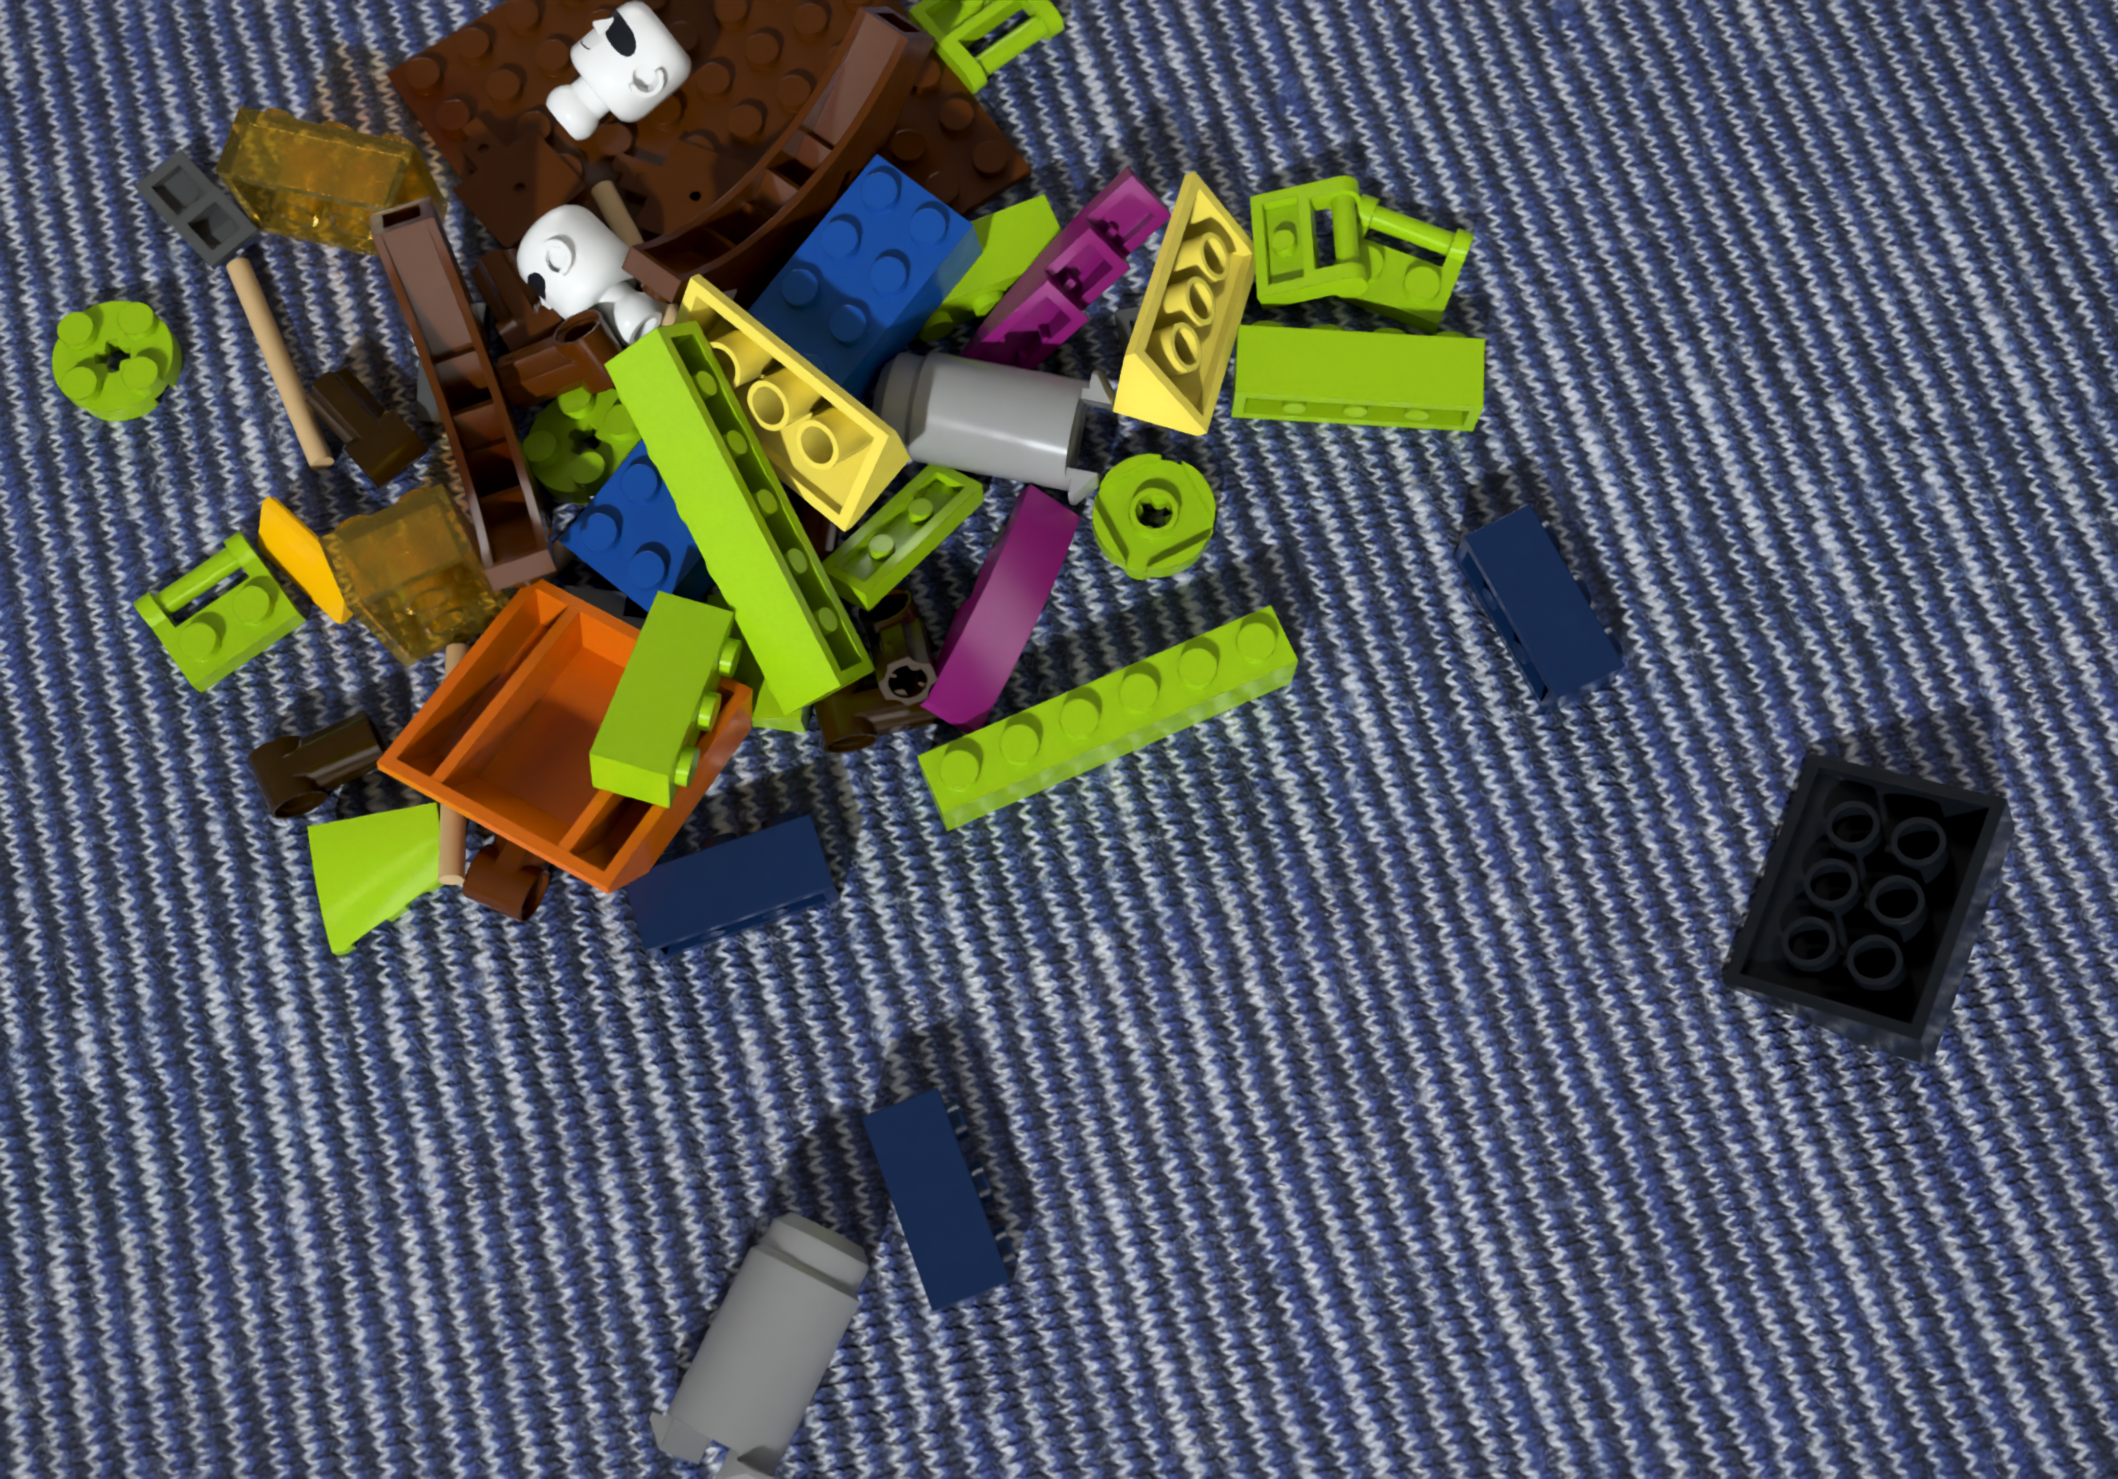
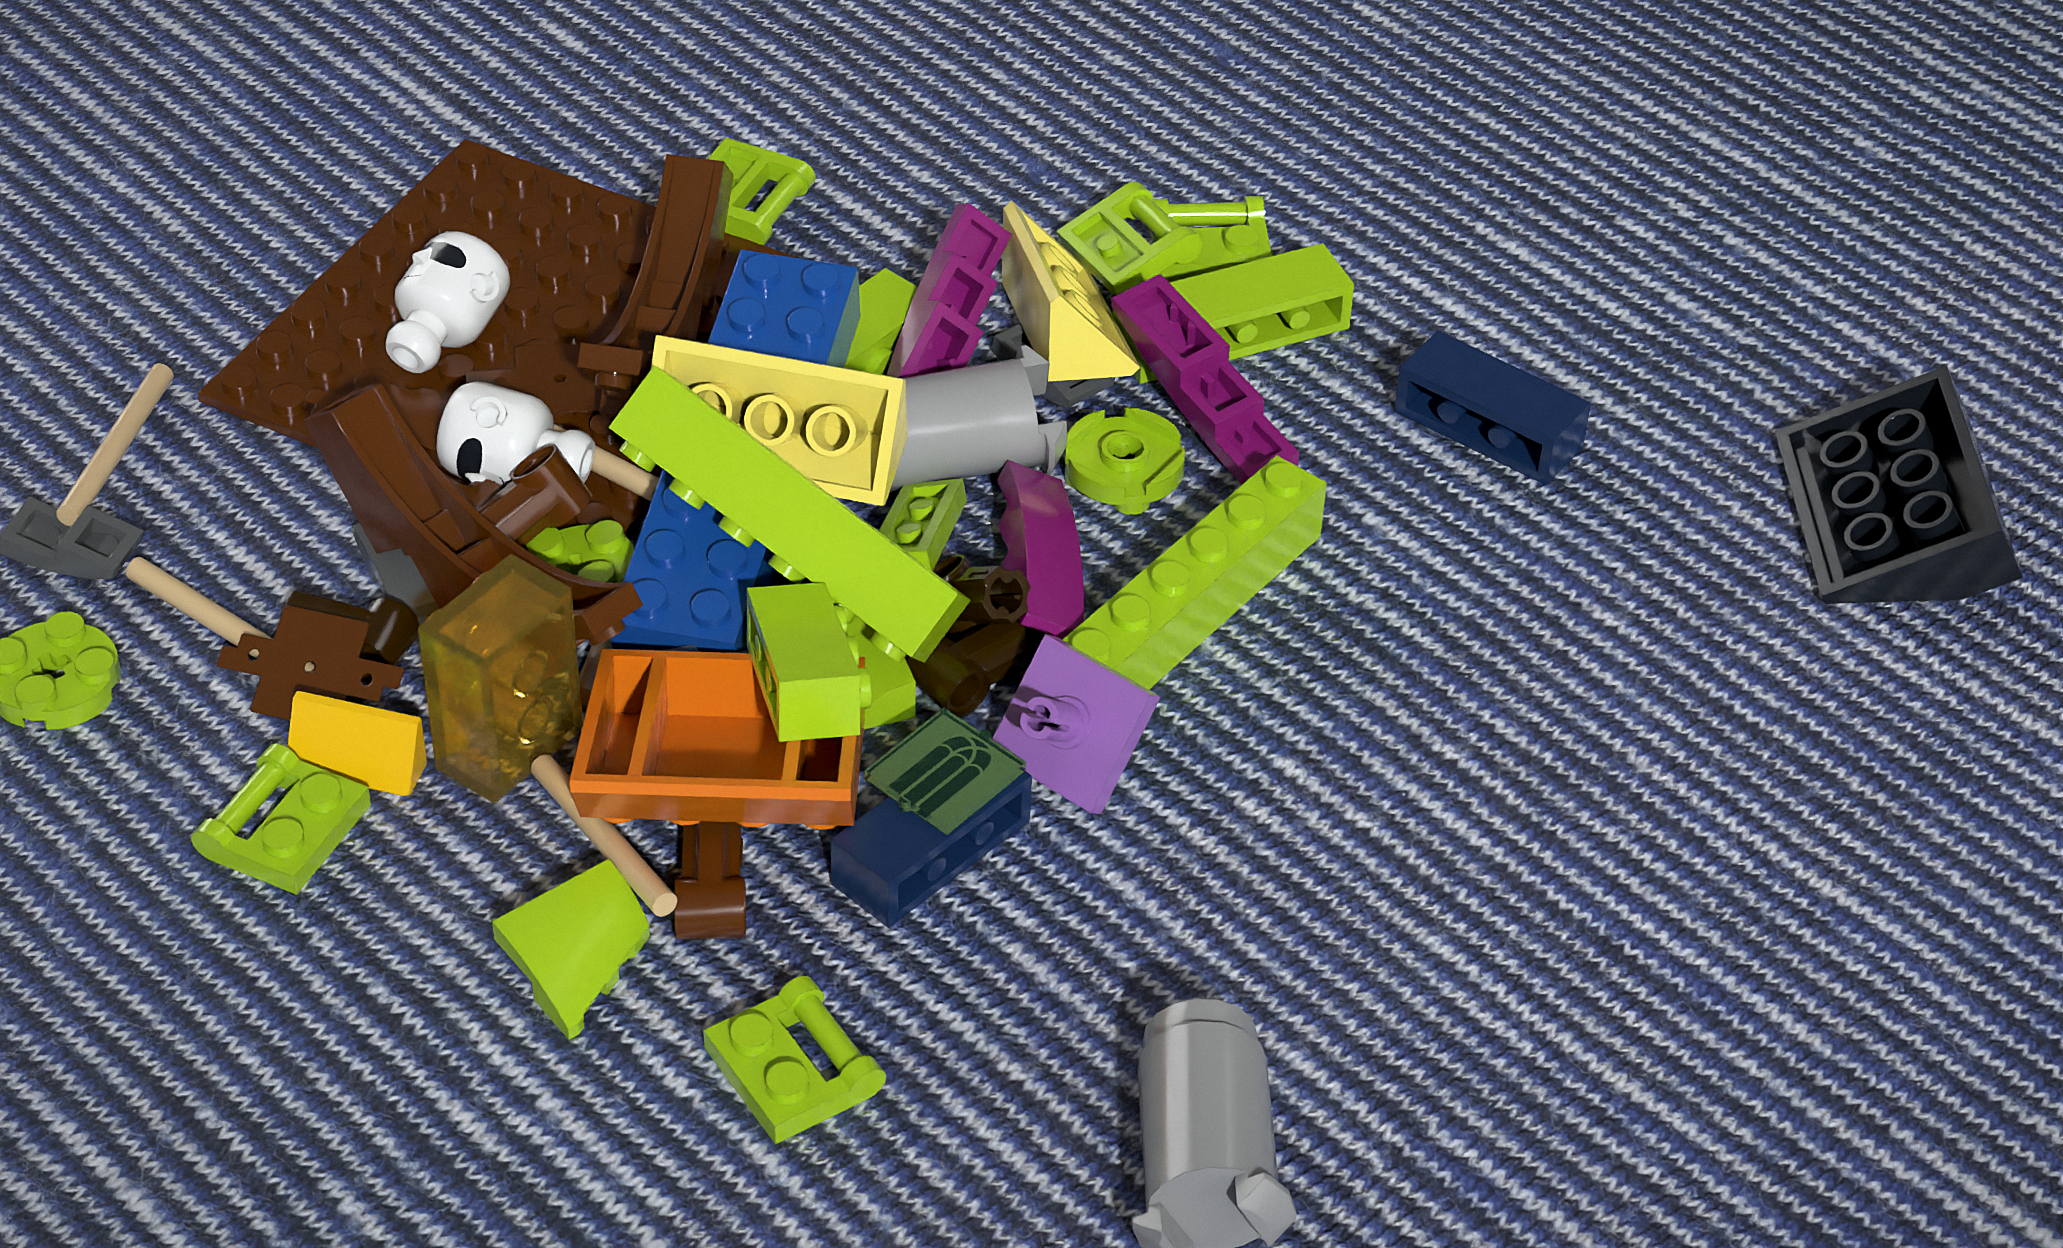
camera: 30 degrees left, 30 degrees down
(300, 770) = (453, 898): dark brown piece -> none
(303, 92) = (115, 444): none -> tan bar
(320, 177) = (218, 459): clear yellow brick -> none
(334, 448) = (309, 637): none -> reddish brown piece
(473, 1075) = (776, 1074): none -> lime plate
(757, 849) = (945, 771): none -> clear green piece
(907, 837) = (1075, 723): none -> medium lavender tile
(940, 1199) = (1281, 978): dark blue brick -> none
(1267, 467) = (1199, 378): none -> magenta slope

